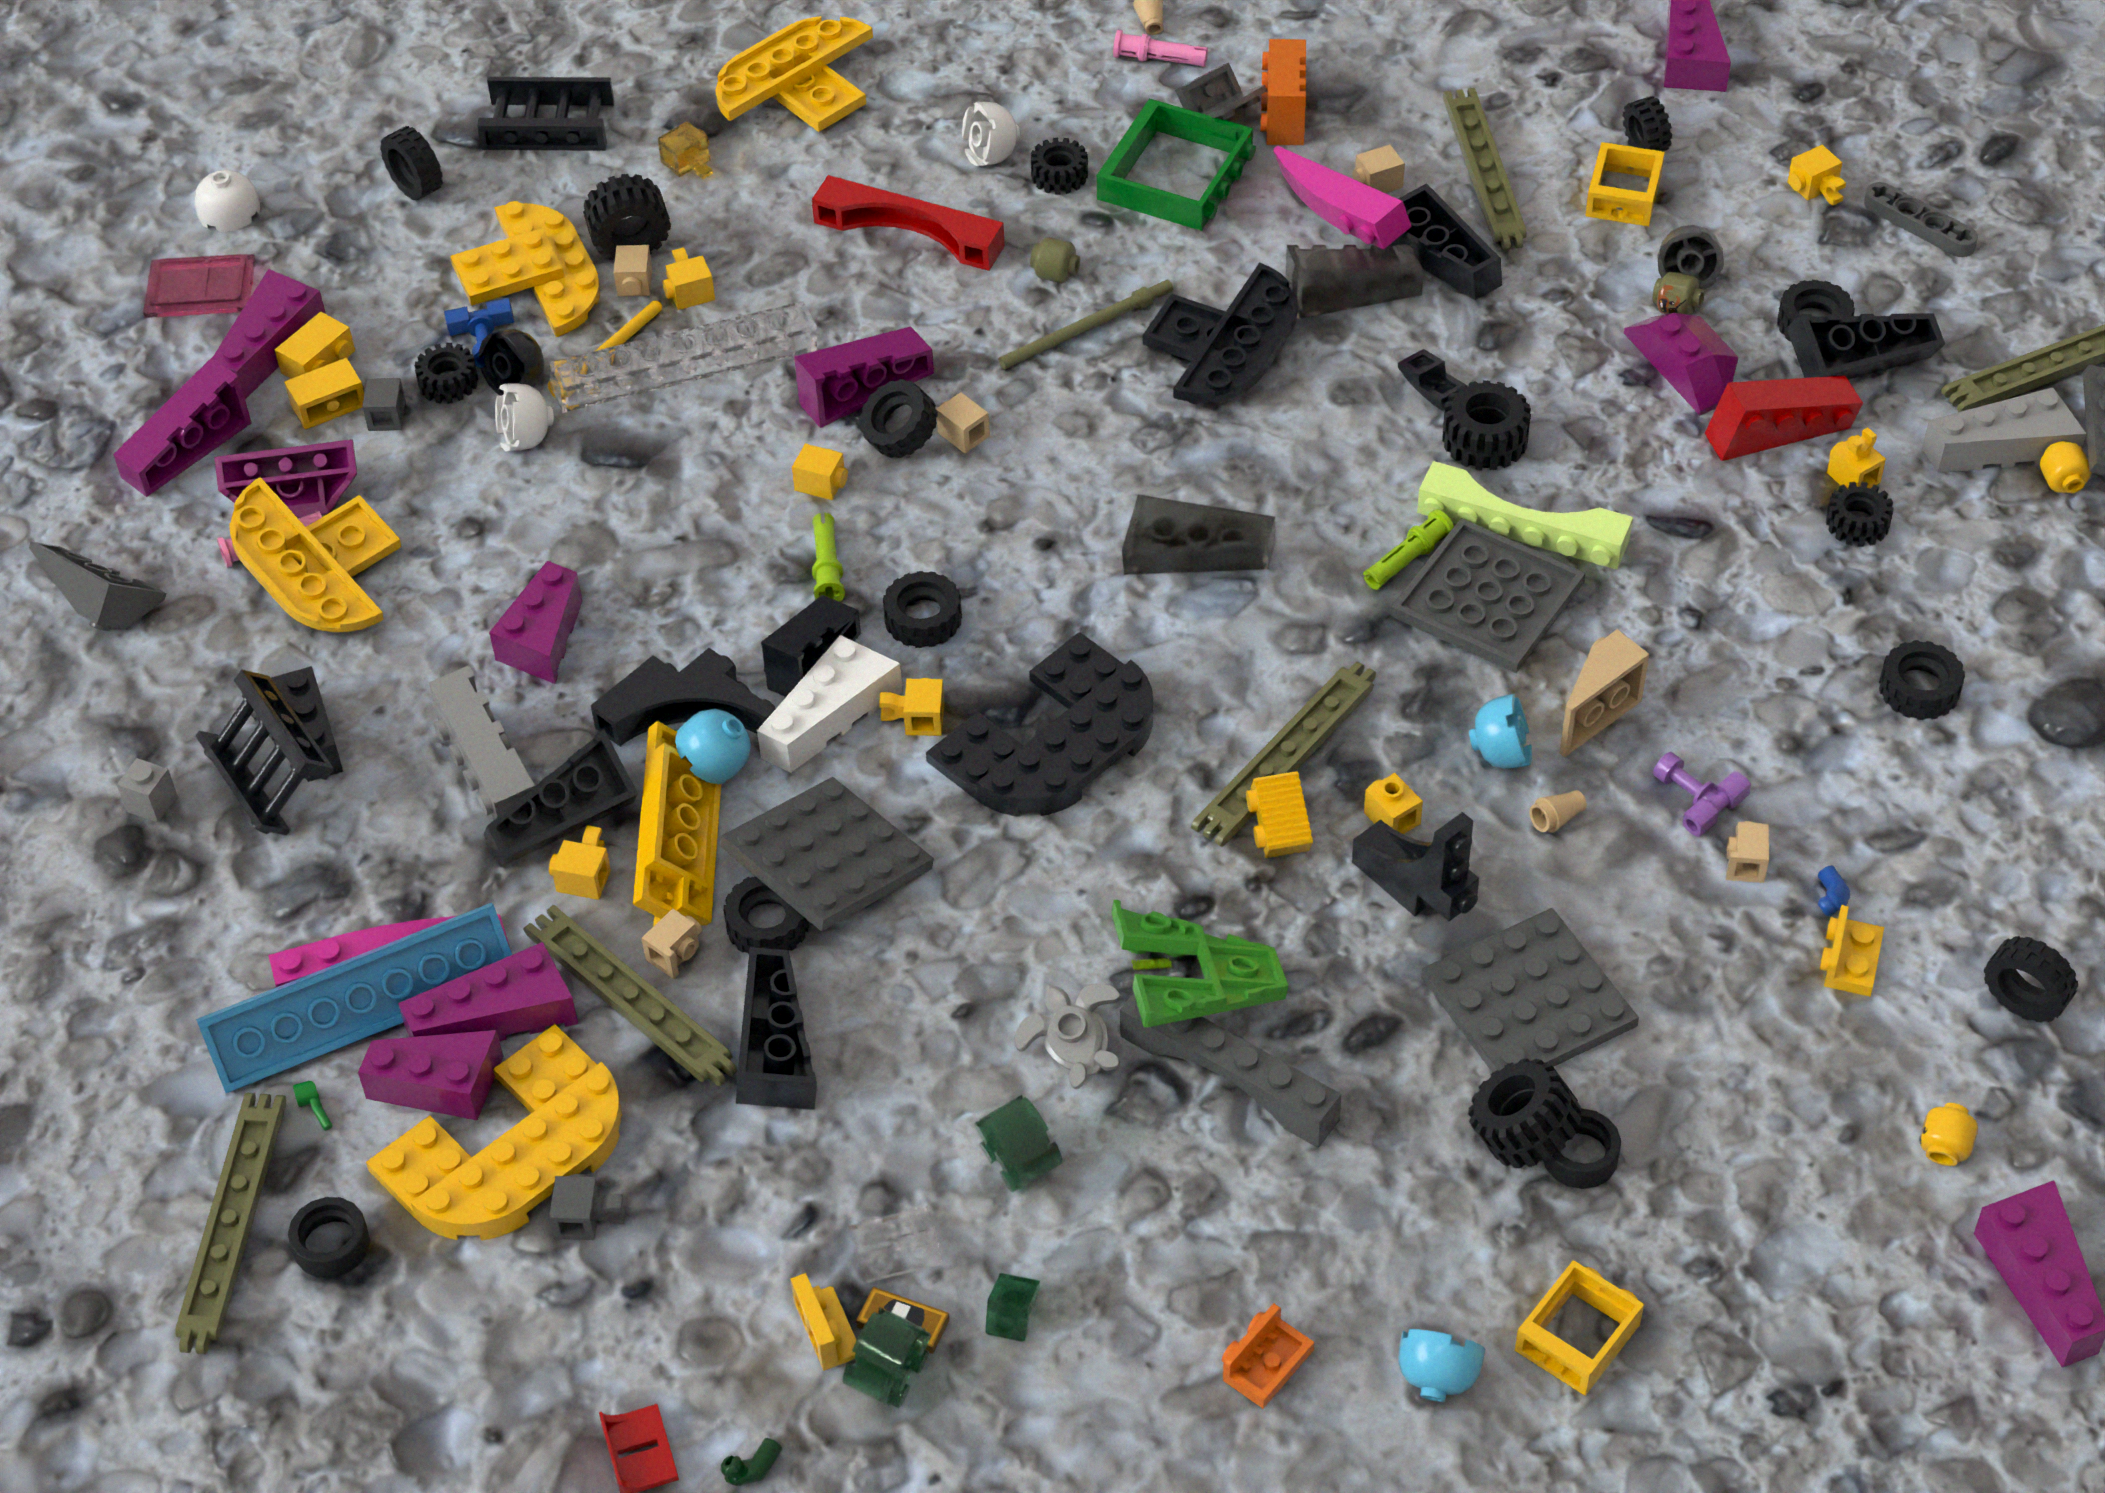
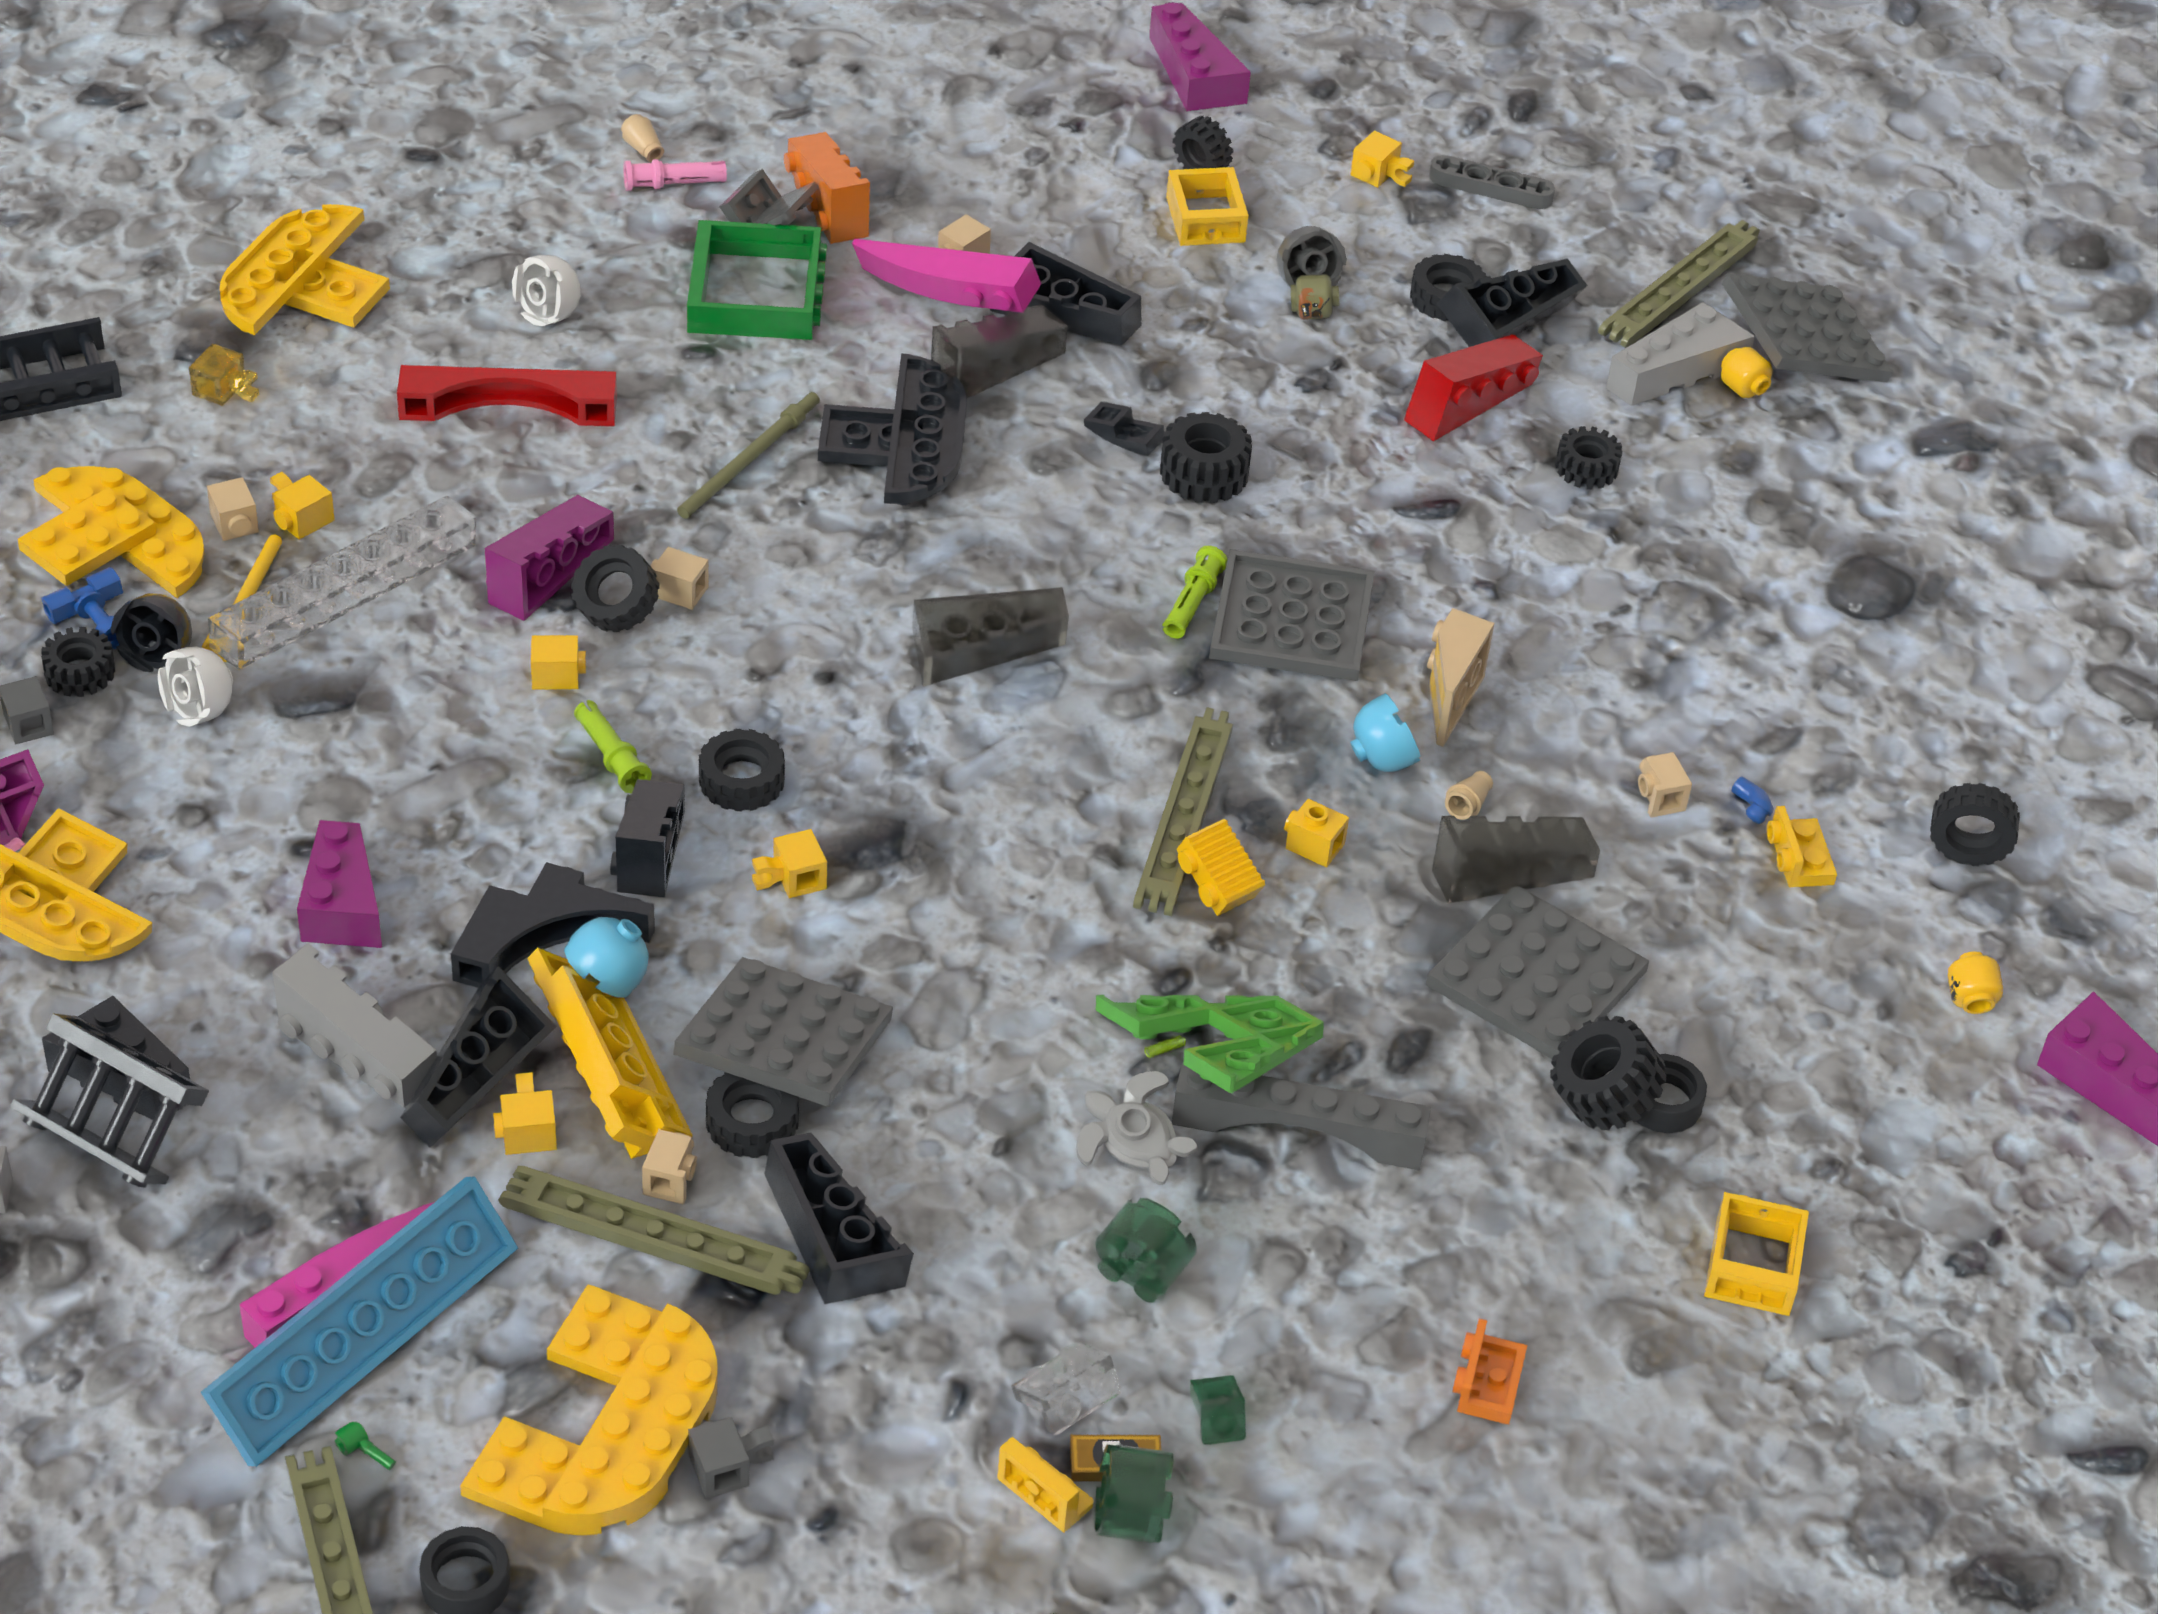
camera: 30 degrees left, 5 degrees down
(433, 1072) = (485, 1371): magenta wedge -> none
(503, 996) = (509, 1282): magenta wedge -> none
(622, 199) = (203, 450): black tyre -> none
(827, 702) = (701, 877): white wedge -> none
(1054, 260) = (683, 398): olive head -> none
(1059, 178) = (634, 306): black tyre -> none
(1104, 721) = (990, 836): black plate -> none
(1421, 872) = (1387, 882): black arch -> none
(1439, 1363) = (1654, 1324): medium azure cylinder -> none
(1485, 168) = (1063, 217): olive hinge -> none
(1562, 879) = (1492, 857): none -> clear smoke wedge
(1588, 535) = (1357, 536): yellowish green arch -> none
(1687, 356) = (1352, 353): magenta wedge -> none
(1708, 798) = (1600, 747): medium lavender bar -> none
(1856, 460) = (1561, 409): yellow brick -> none
(1914, 701) = (1720, 610): black tyre -> none

